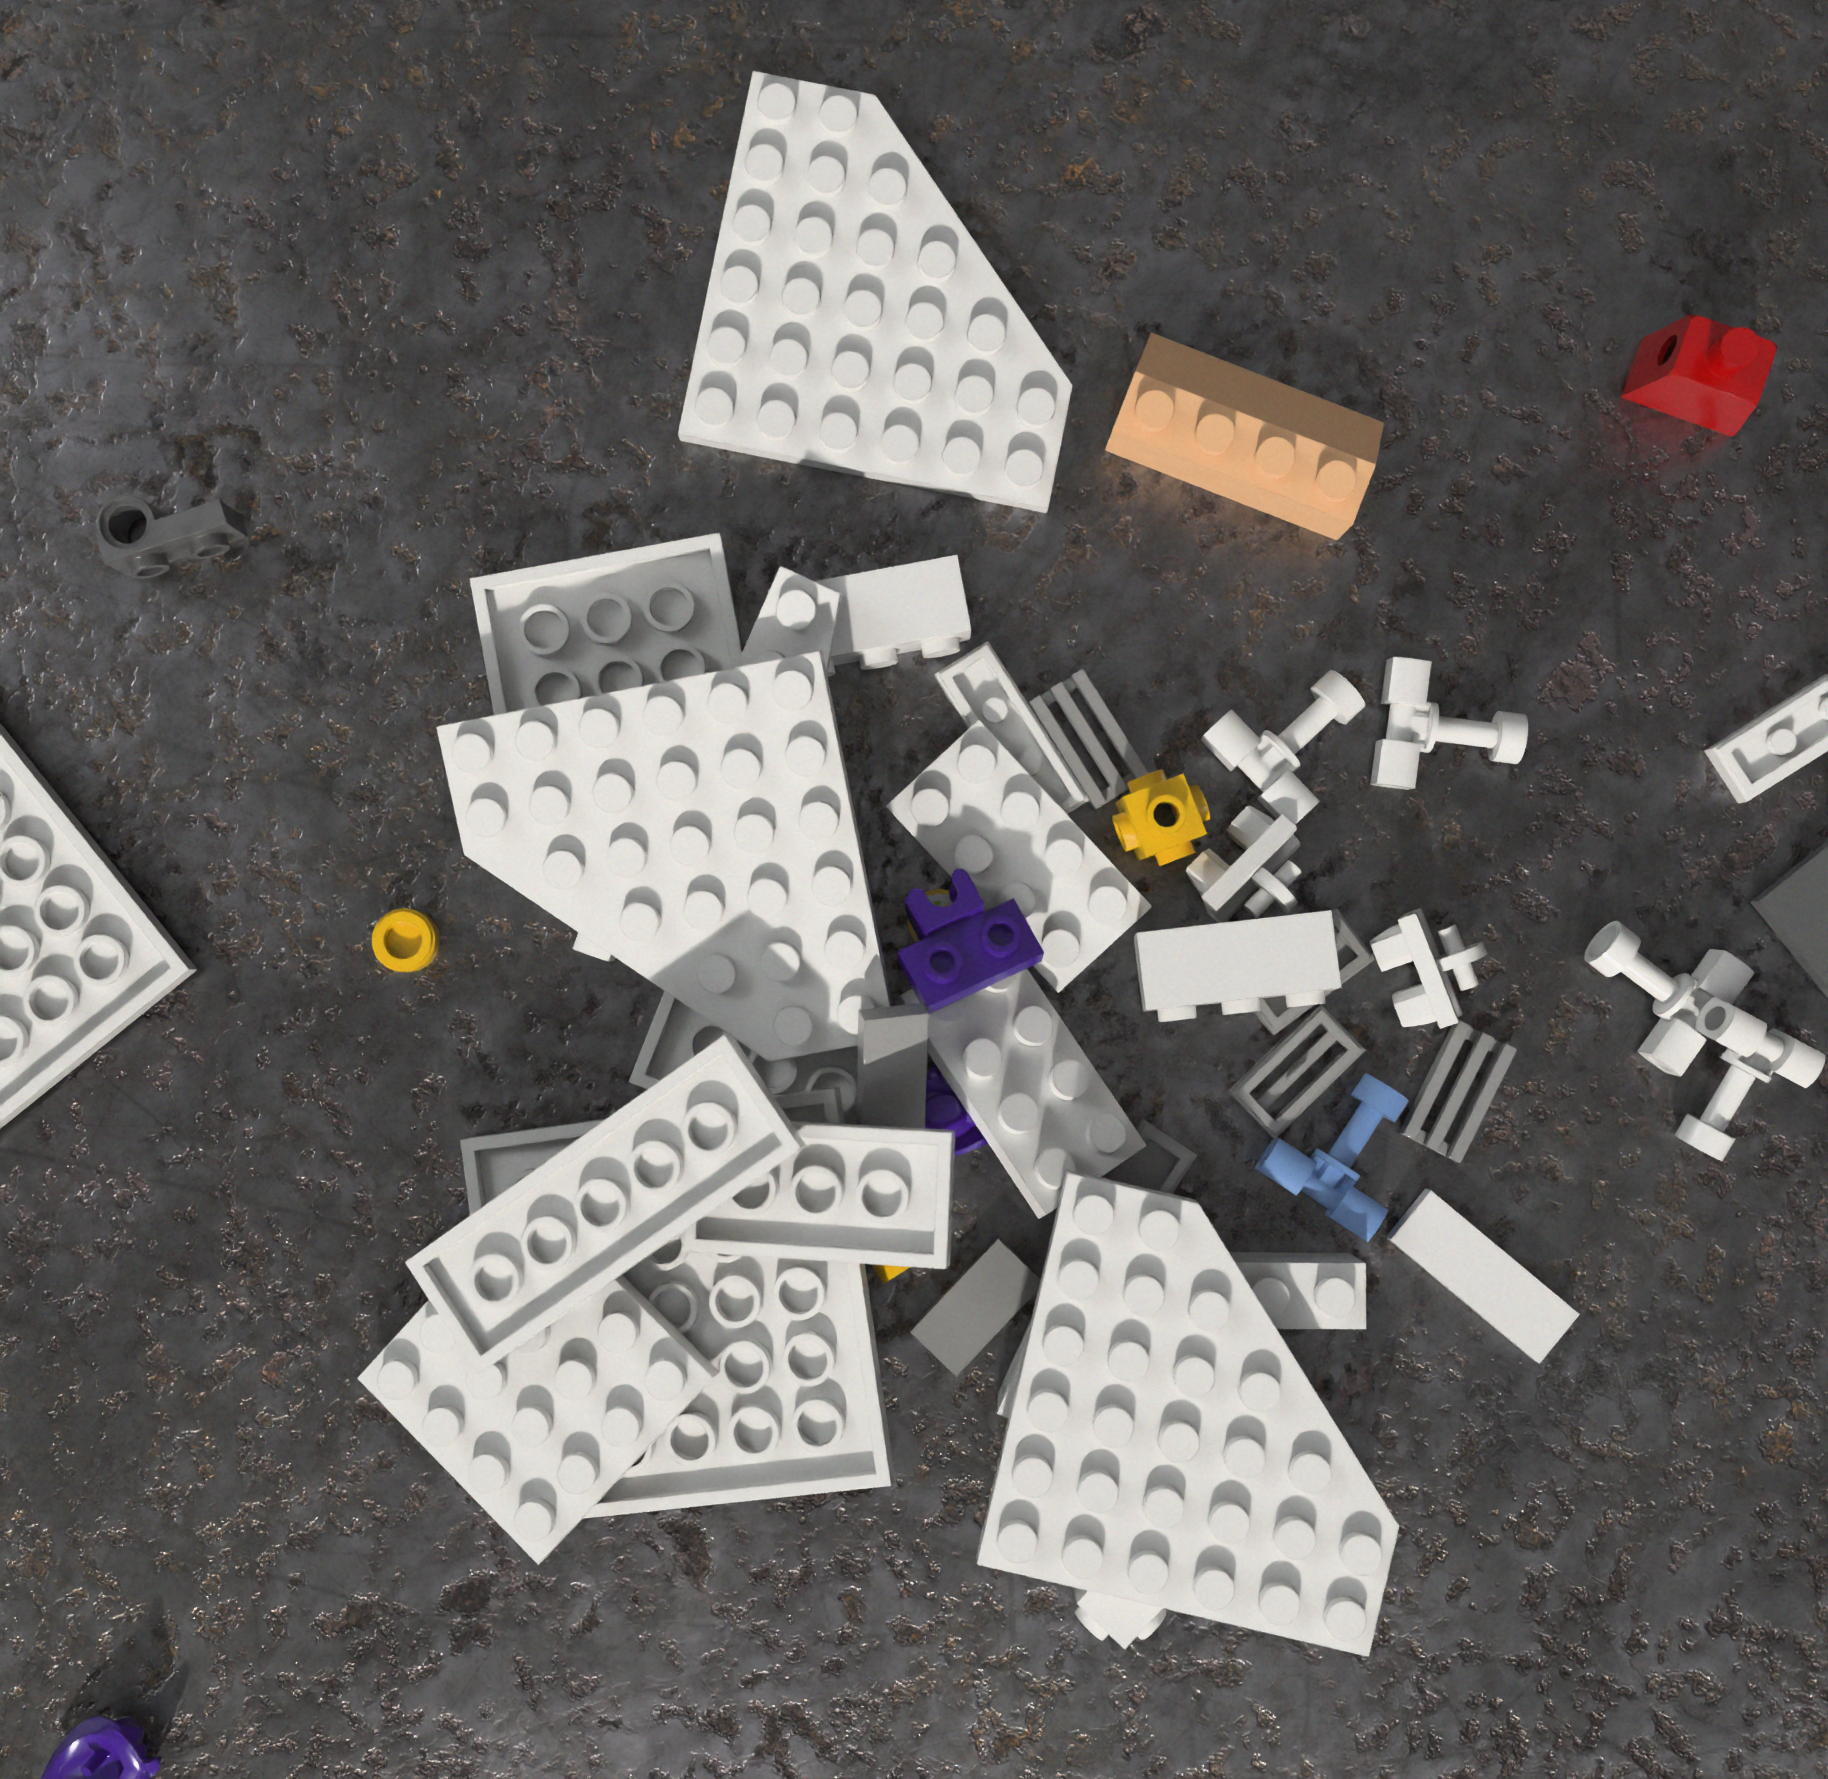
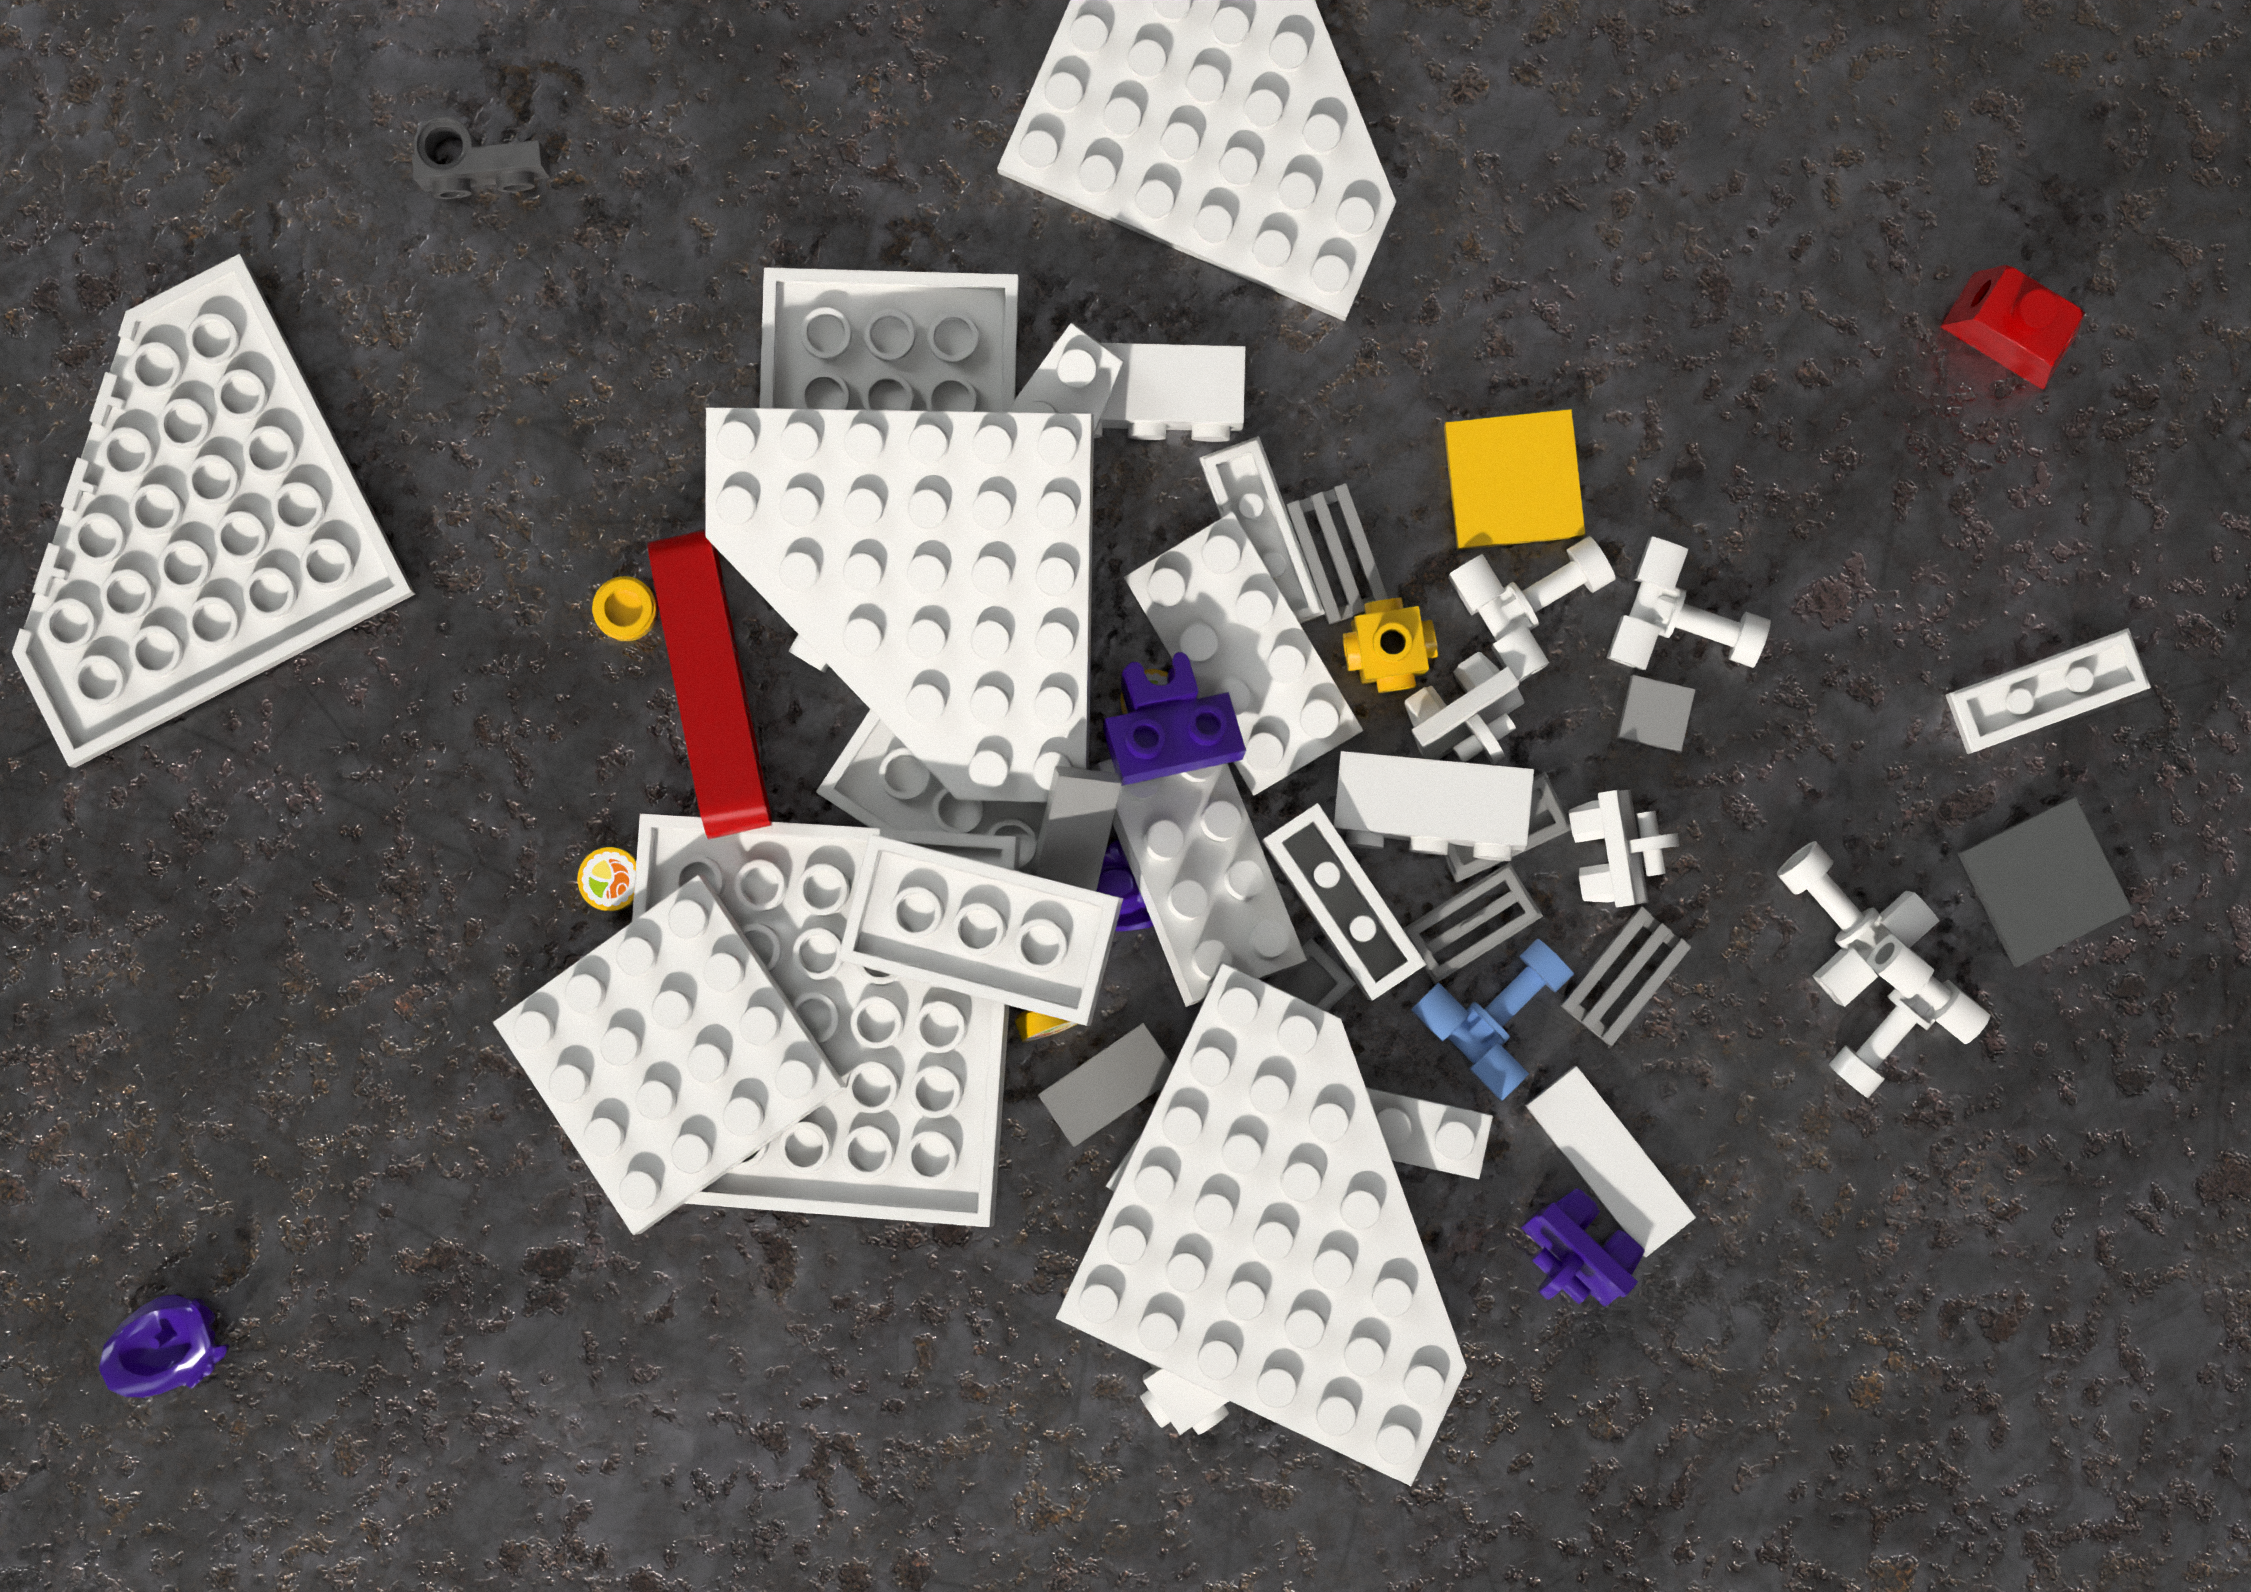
camera: 15 degrees right, 0 degrees up
(440, 1206) = (608, 879): none -> tile
(501, 1002) = (709, 685): none -> red beam
(605, 1203) = (774, 897): white plate -> none
(1172, 1081) = (1343, 902): none -> white brick
(1244, 630) = (1514, 479): none -> yellow tile
(1247, 437) = (1556, 287): light nougat slope -> none
(1431, 828) = (1655, 713): none -> light grey tile
(1470, 1383) = (1574, 1258): none -> dark purple hips

